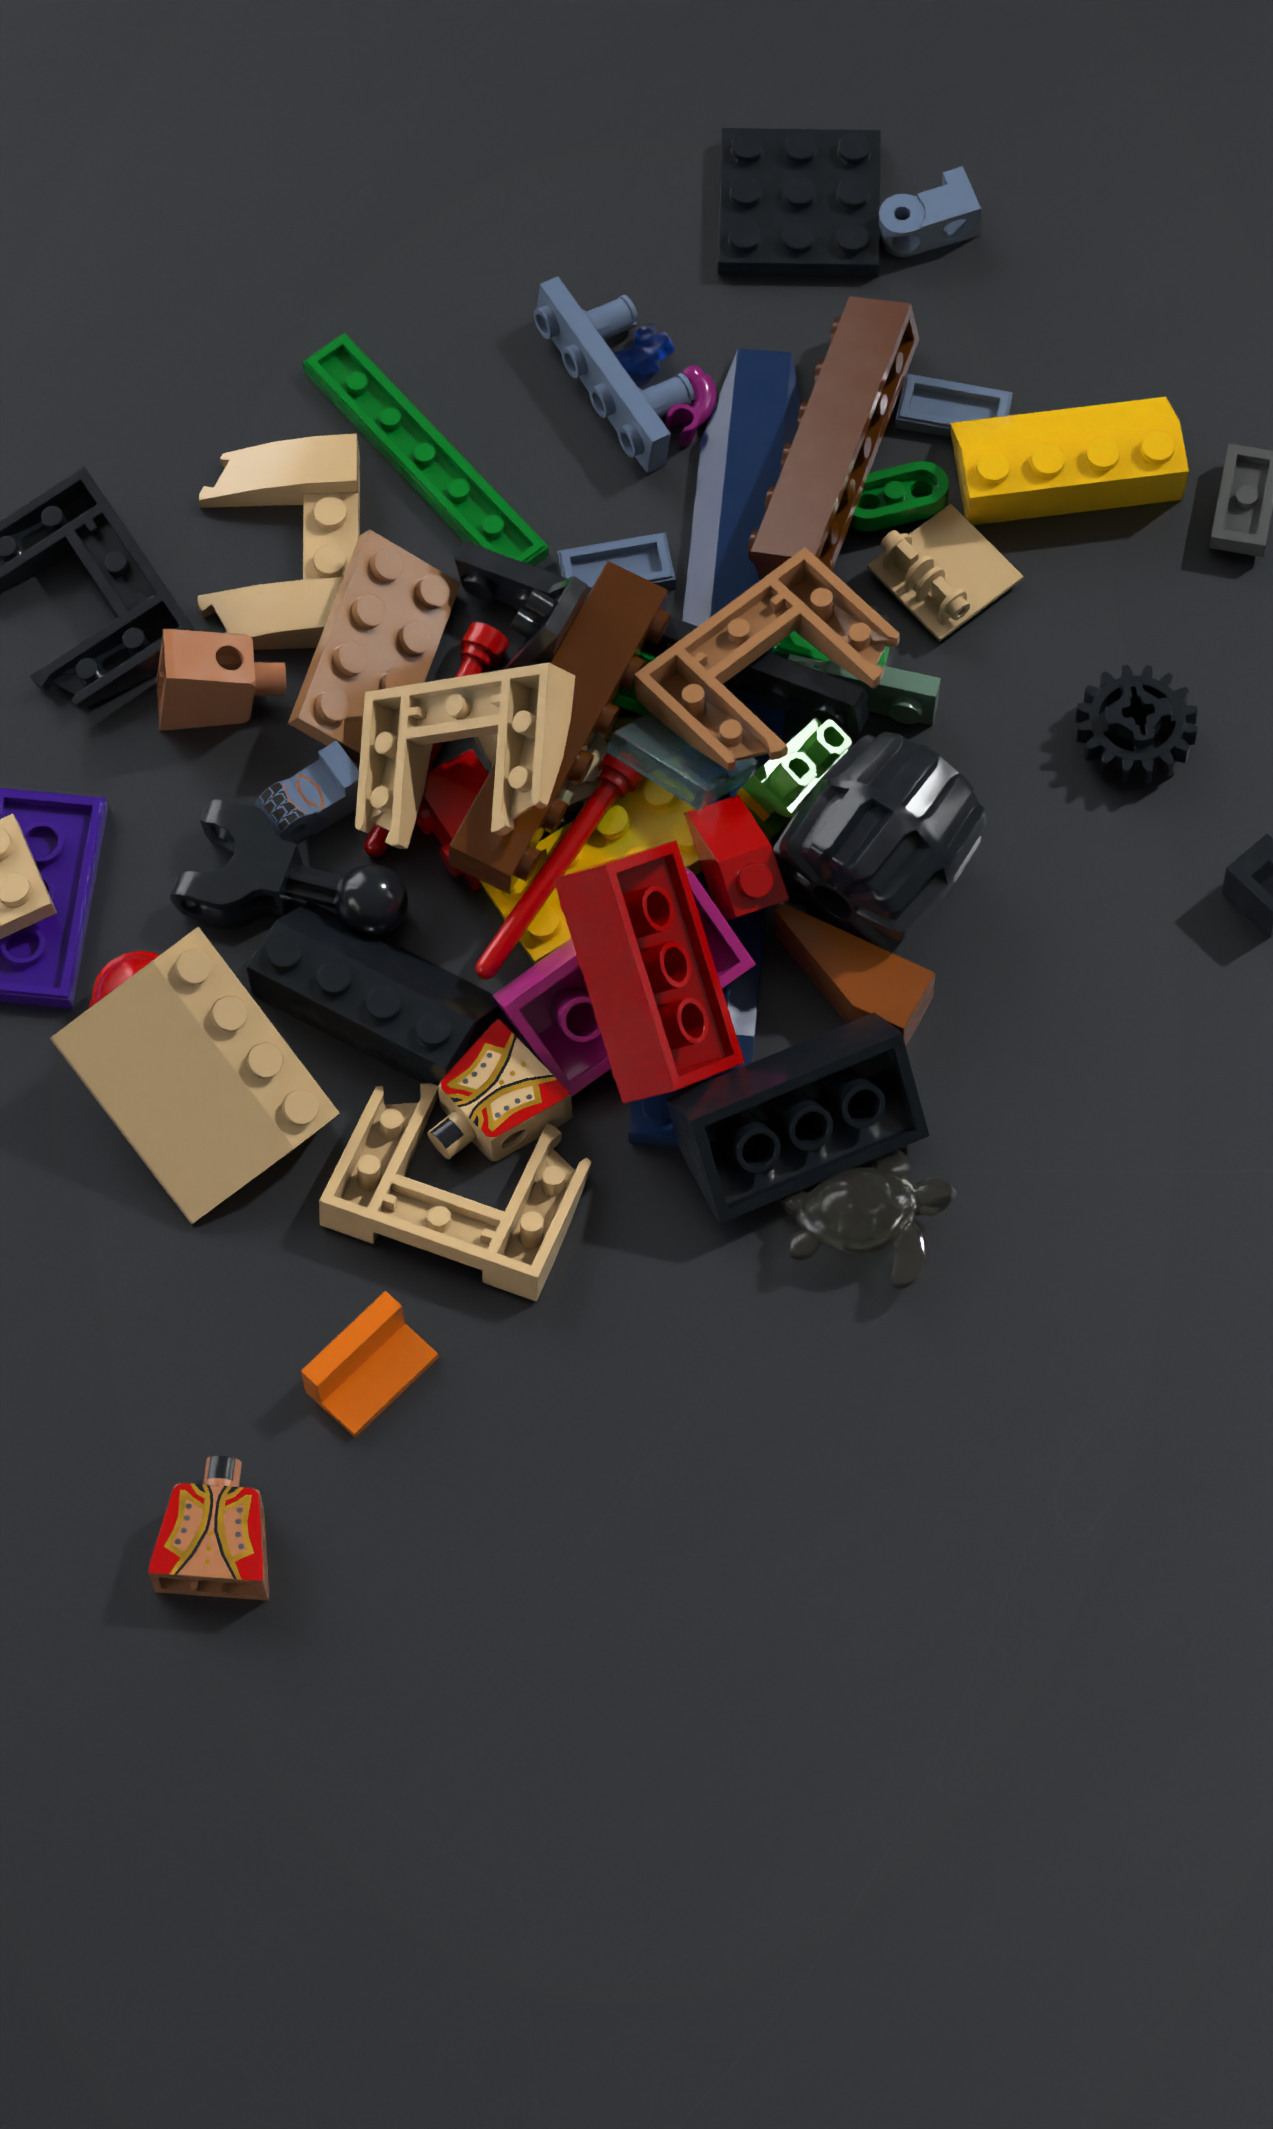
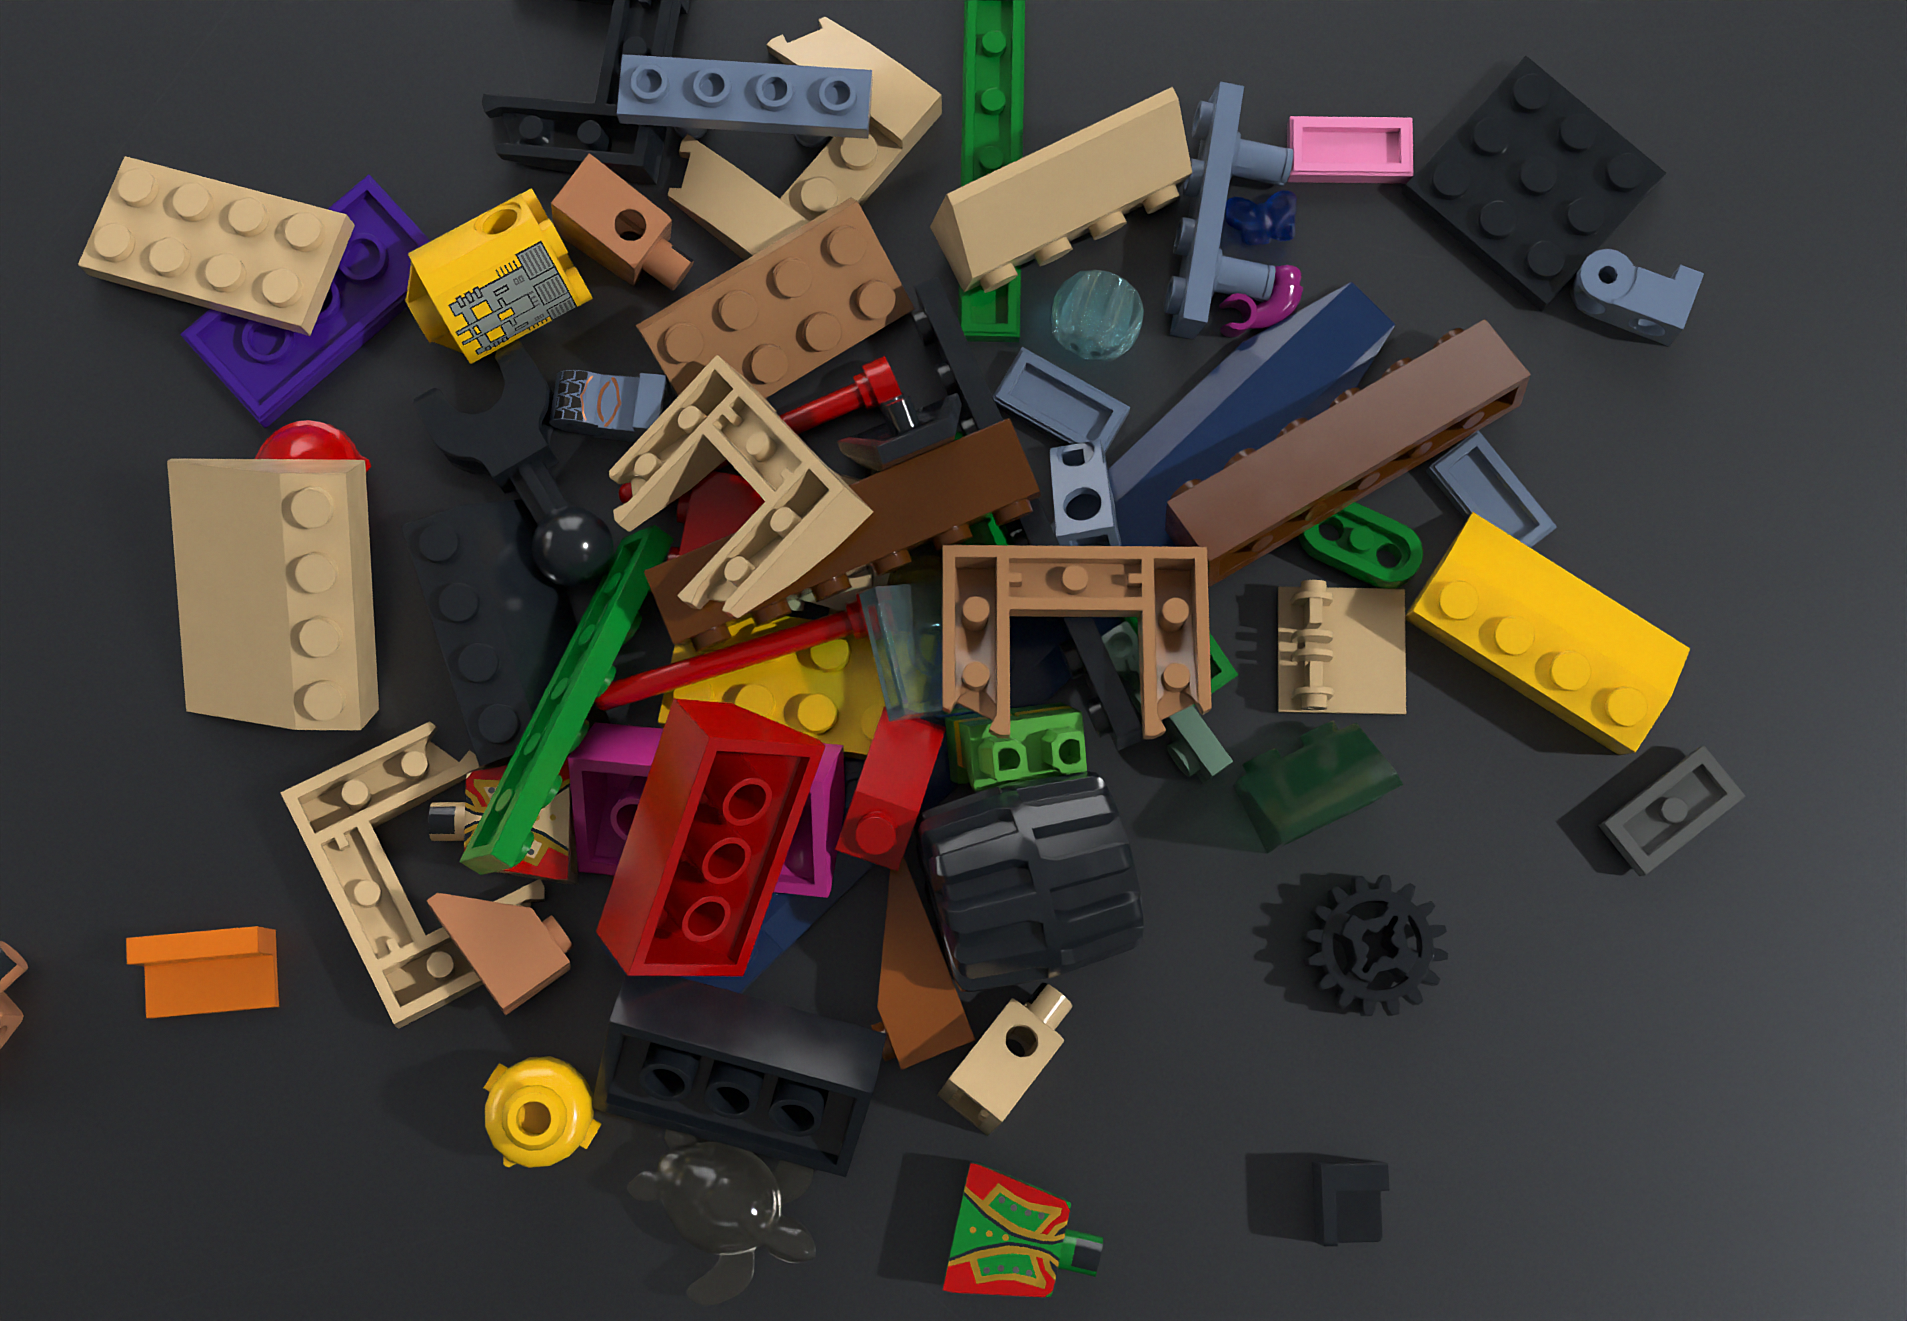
camera: 40 degrees right, 15 degrees up
(160, 770) = (493, 279): none -> yellow cylinder
(227, 528) = (745, 97): none -> sand blue plate
(469, 975) = (560, 718): none -> green plate
(501, 428) = (1064, 193): none -> tan slope
(563, 1167) = (505, 945): none -> nougat slope
(590, 490) = (1096, 315): none -> clear light blue piece
(661, 269) = (1350, 149): none -> bright pink tile
(687, 1251) = (539, 1111): none -> yellow piece
(691, 593) = (1083, 496): none -> sand blue leg
(966, 962) = (993, 1077): none -> tan torso
(1007, 656) = (1314, 785): none -> clear green slope
(1071, 1081) = (1014, 1238): none -> torso

